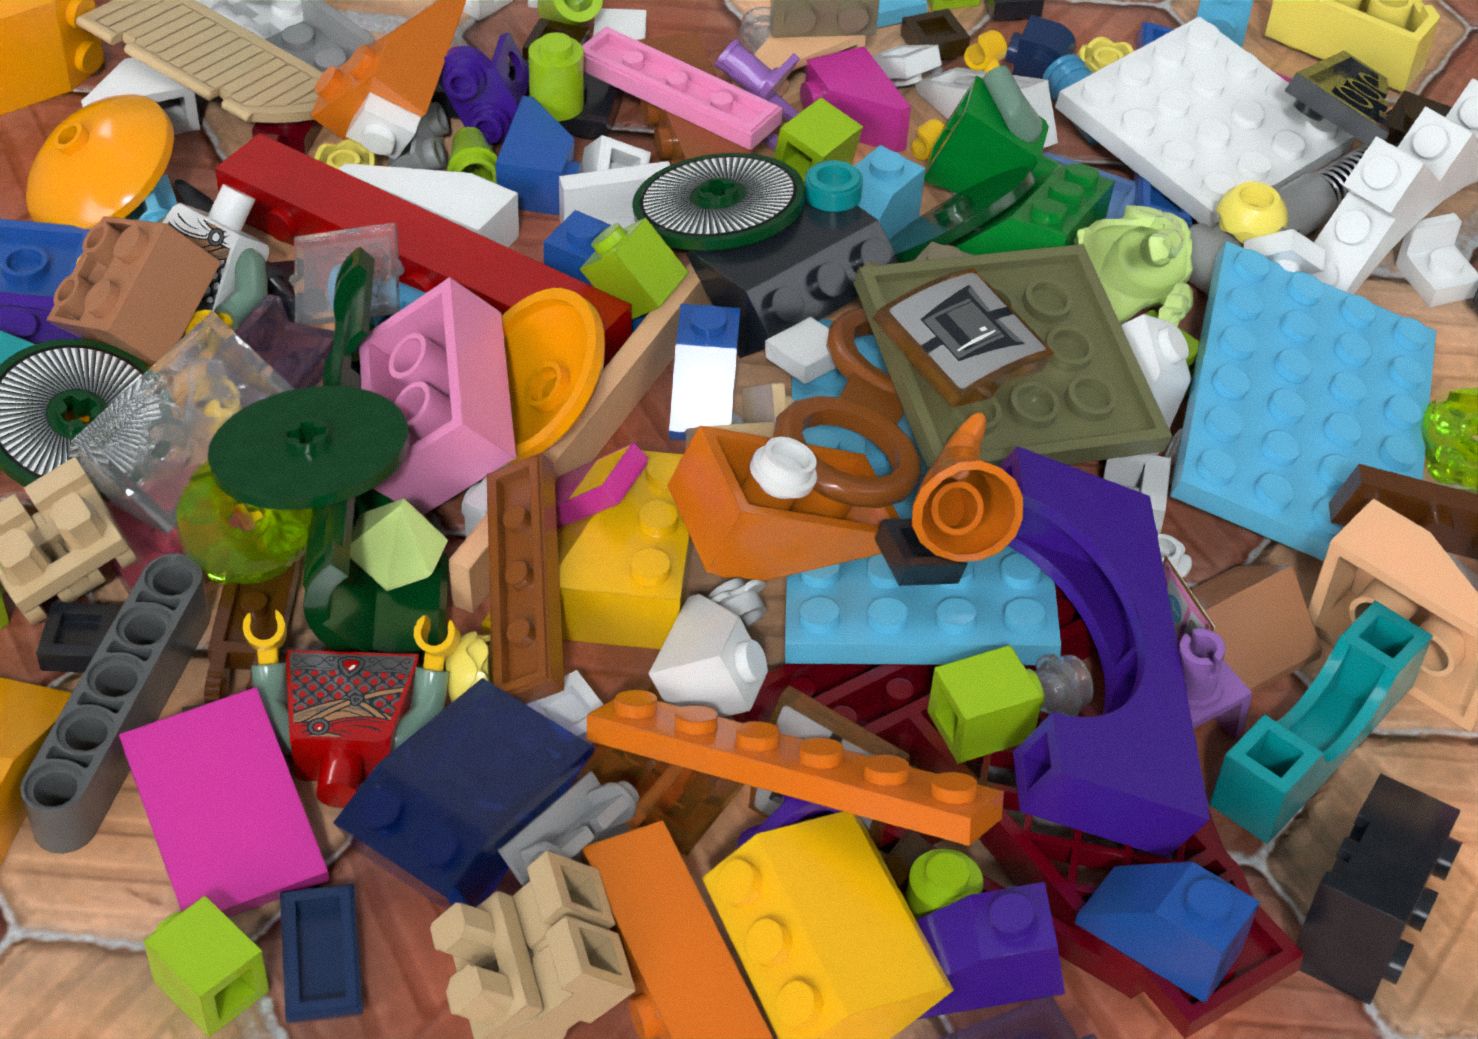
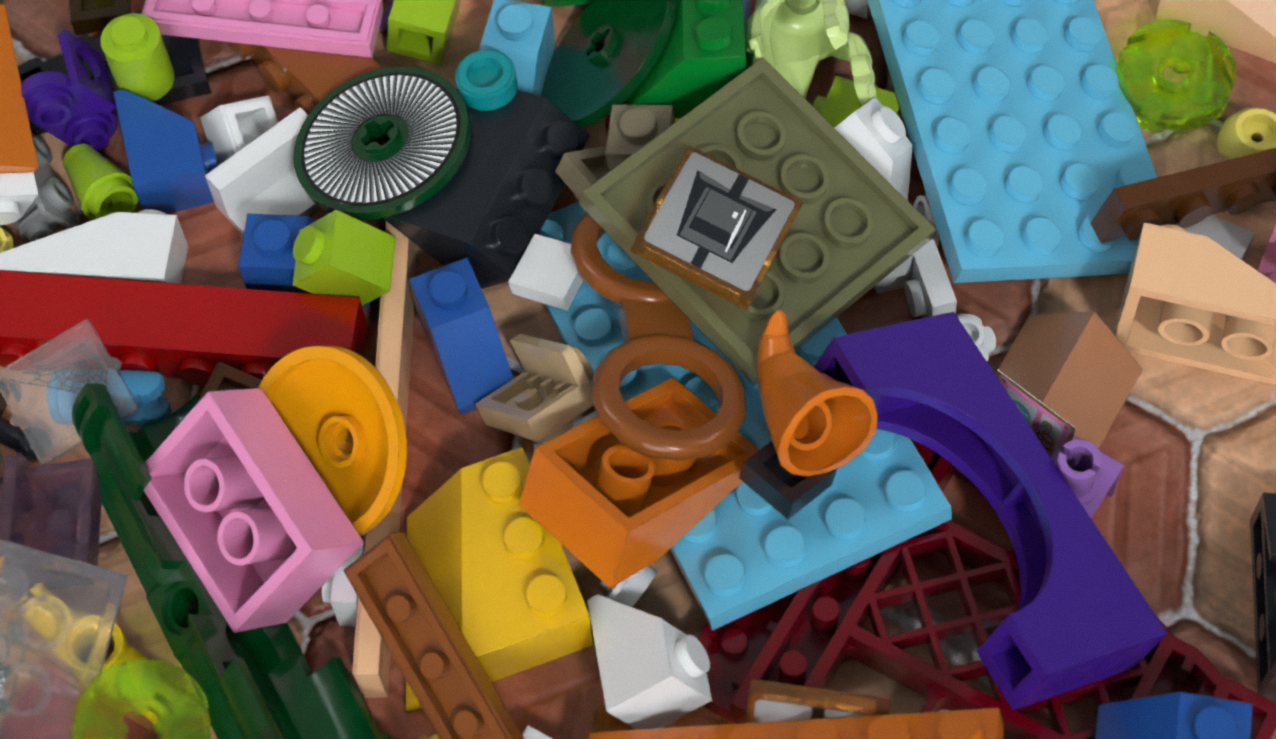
camera: 20 degrees left, 15 degrees up
(308, 447) = (123, 645): dark green piece -> none
(396, 544) = (301, 682): yellowish green slope -> none
(597, 484) = (448, 527): dark pink tile -> none
(784, 468) = (639, 462): white plate -> none
(985, 703) = (917, 598): lime brick -> none
(1064, 683) = (969, 546): clear plate -> none
(1288, 760) = (1185, 457): teal arch -> none

